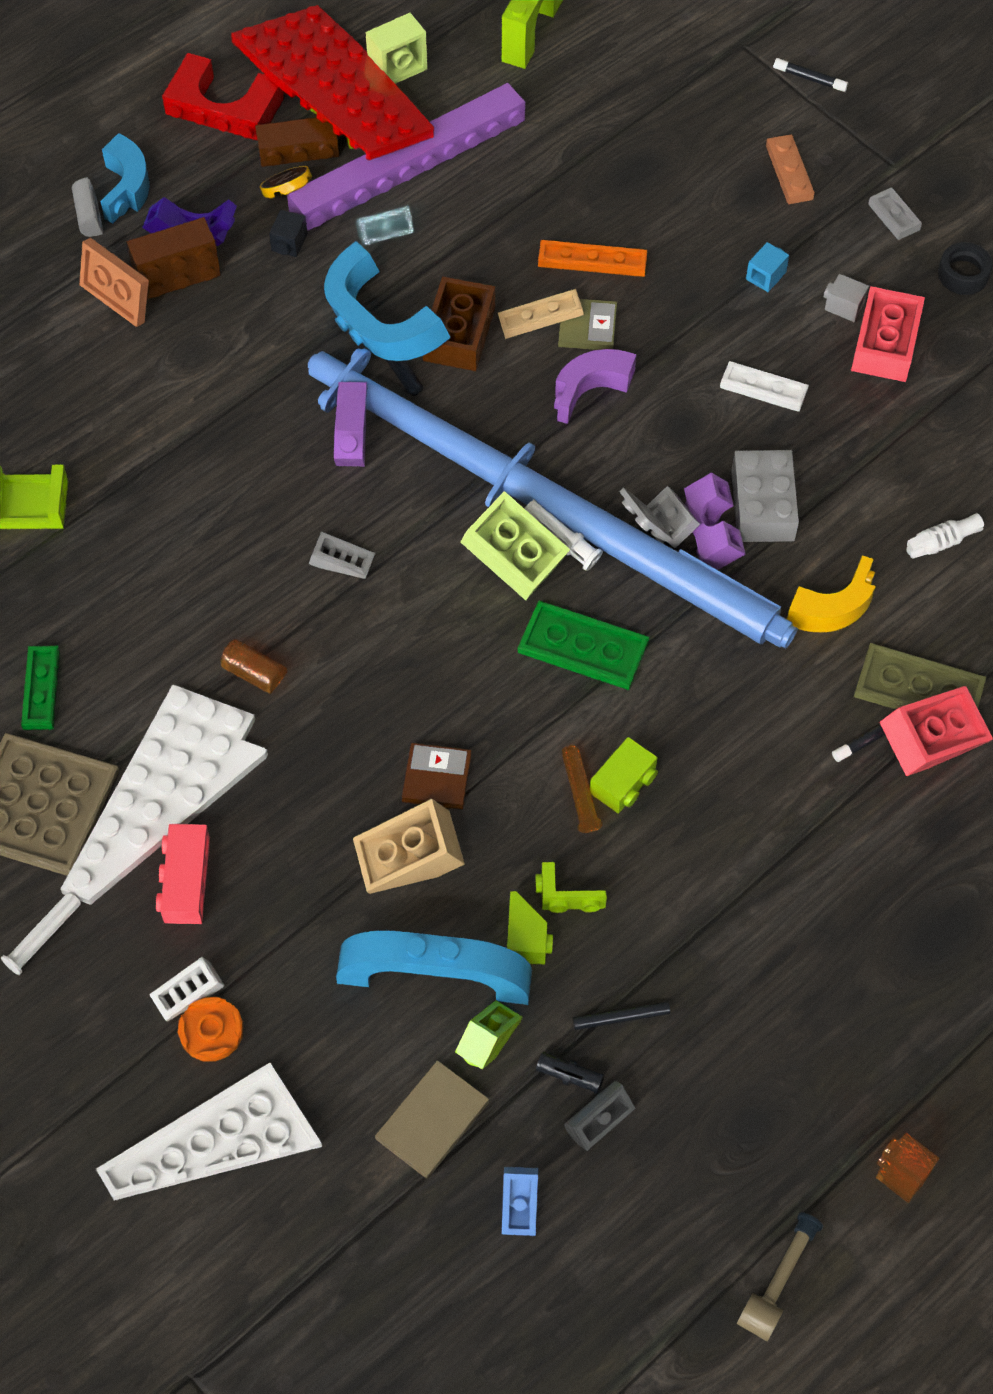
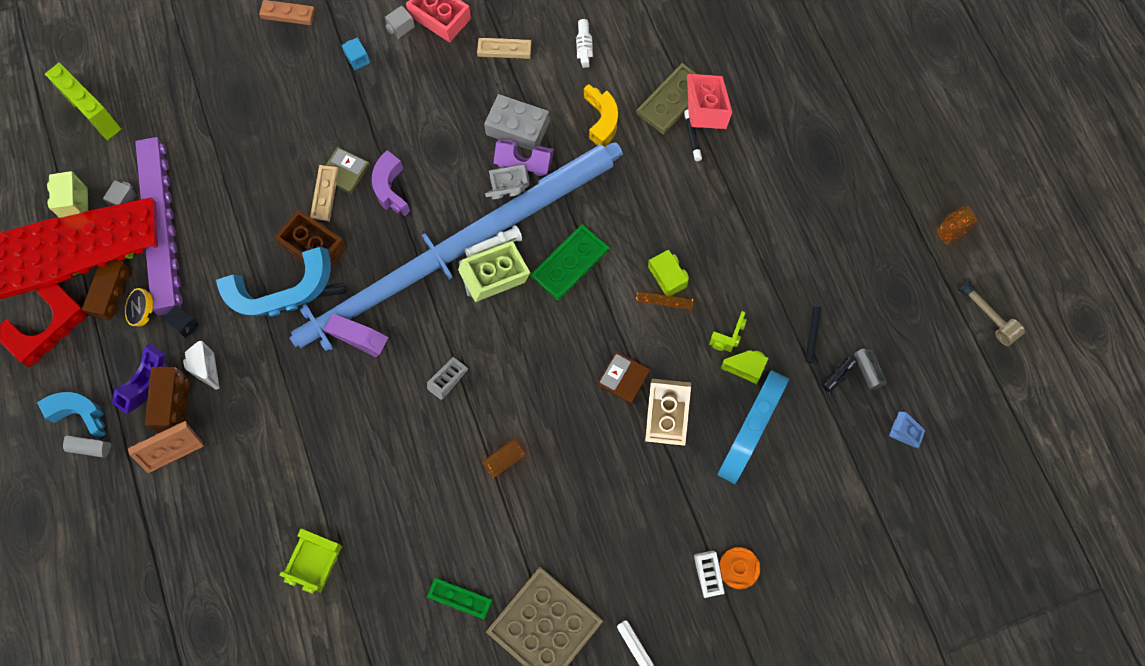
camera: 65 degrees left, 10 degrees up
(178, 771) = (558, 531): white wing -> none
(183, 874) = (633, 549): coral brick -> none
(232, 1130) = (810, 577): white wing -> none
(238, 279) = (202, 364): none -> white slope
(384, 225) = (206, 259): clear light blue brick -> none
(429, 100) = (119, 193): none -> light grey brick
(432, 1119) = (840, 460): dark tan tile -> none
(487, 1034) = (802, 409): lime slope -> none
(592, 258) = (295, 148): orange tile -> none
(764, 386) = (437, 92): white tile -> none
(880, 440) = (504, 48): none -> tan tile

